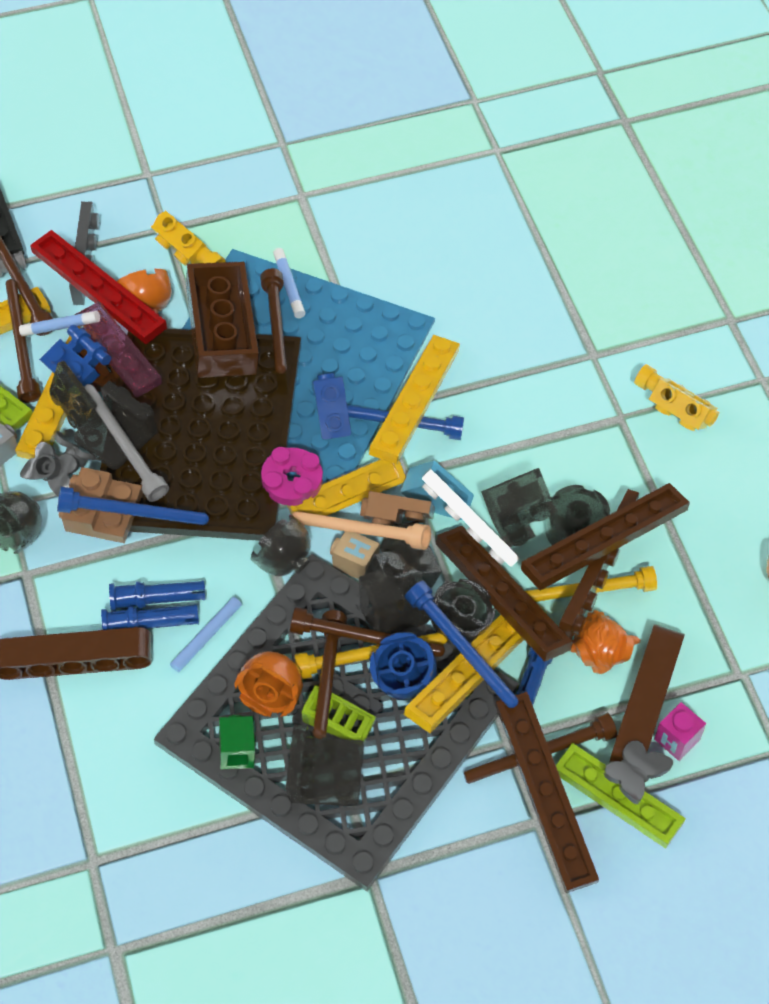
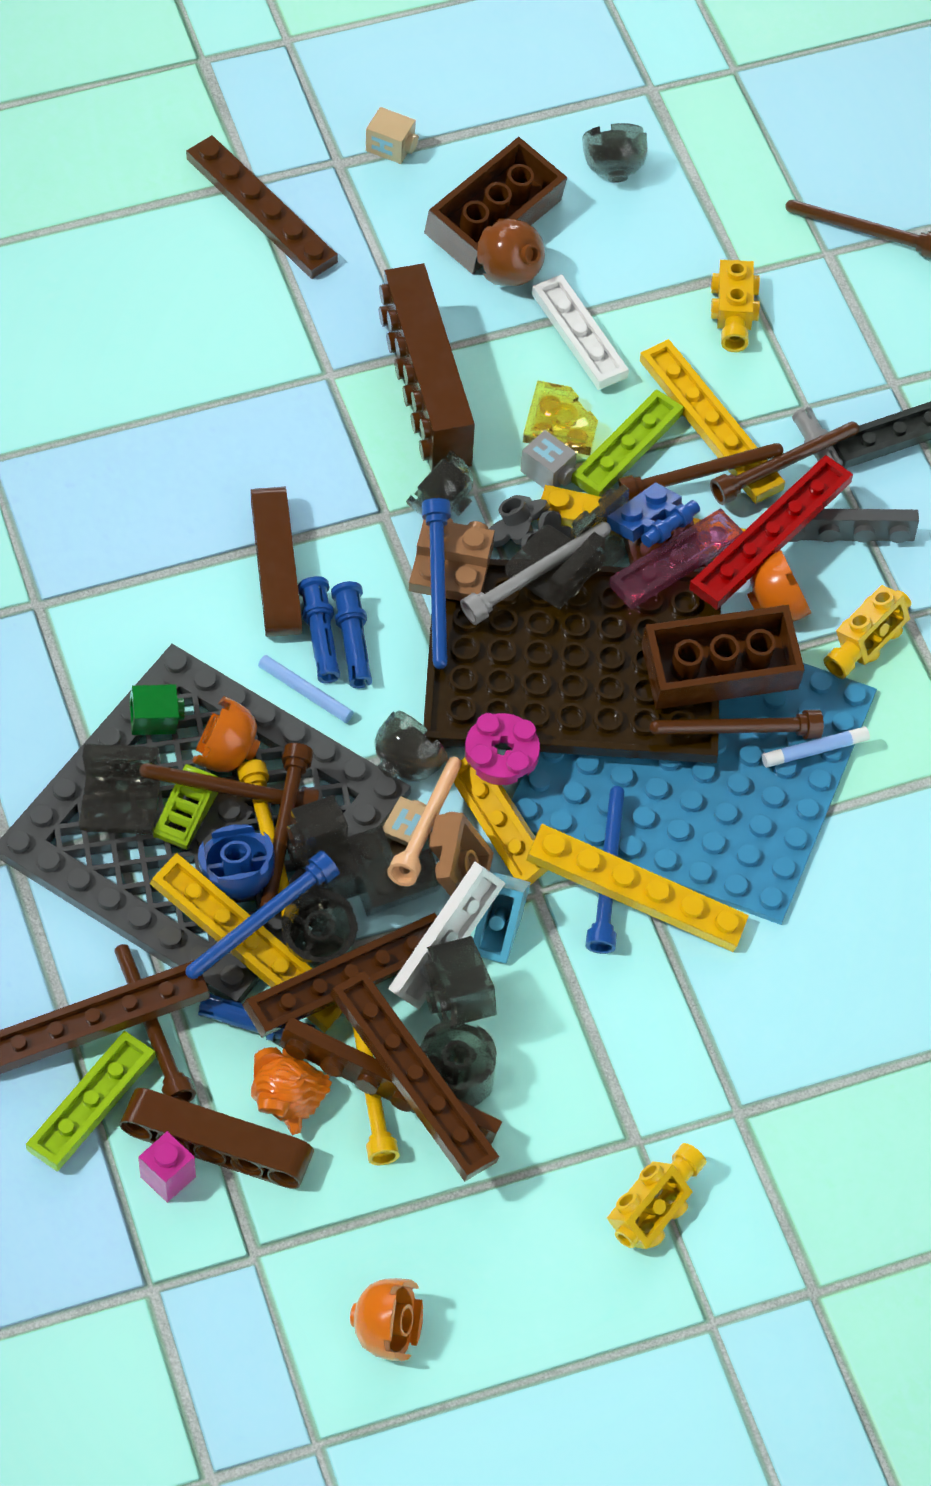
camera: 85 degrees right, 0 degrees up
(59, 323) = (707, 499): light blue bar -> none
(331, 406) = (617, 789): blue bracket -> none
(636, 770) = (106, 1103): dark grey animal -> none

